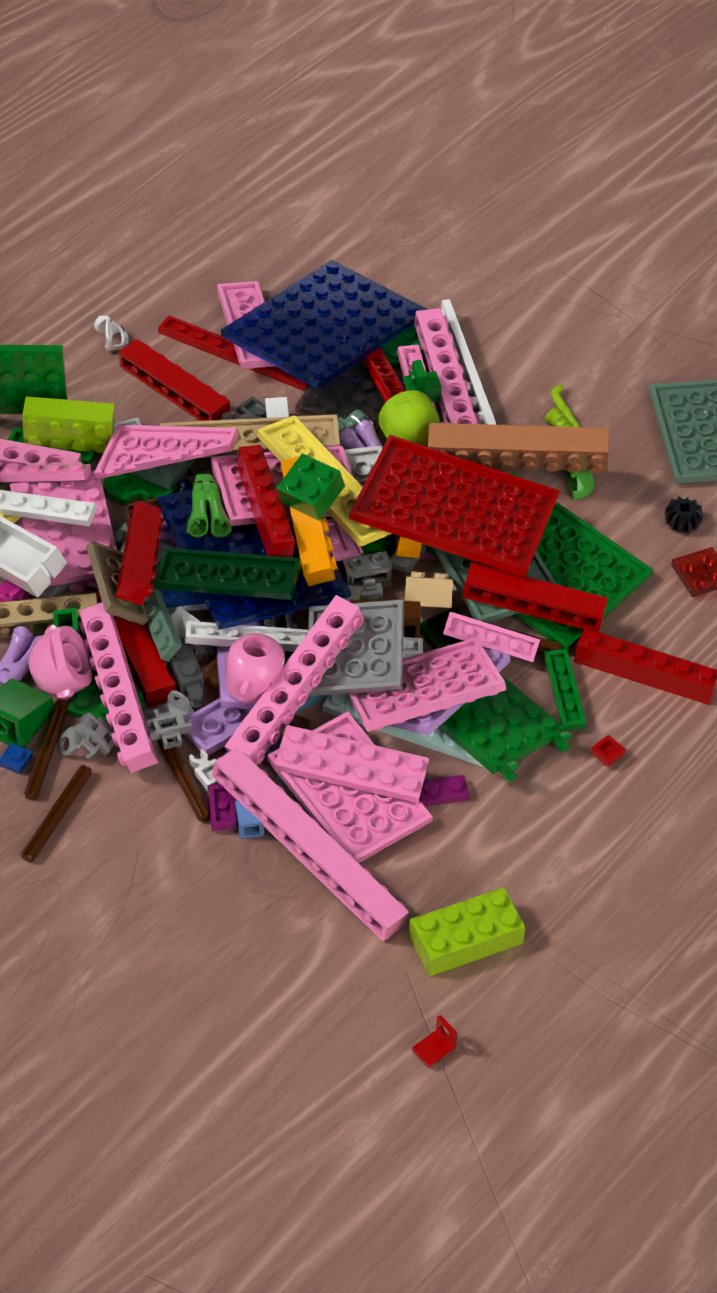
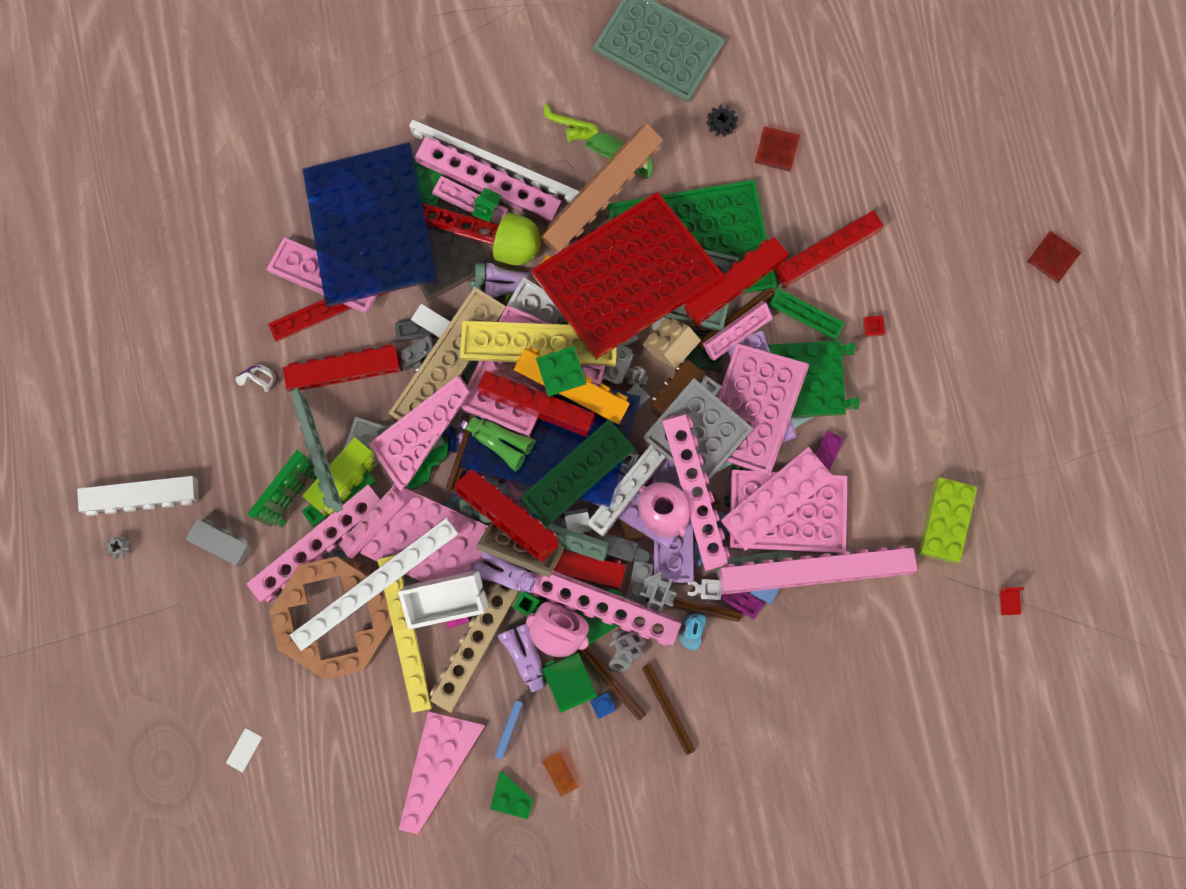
camera: 45 degrees left, 30 degrees up
(77, 385) = (317, 453): none -> sand green plate
(83, 594) = (512, 577): none -> lavender piece
(154, 760) = (693, 626): none -> medium azure piece

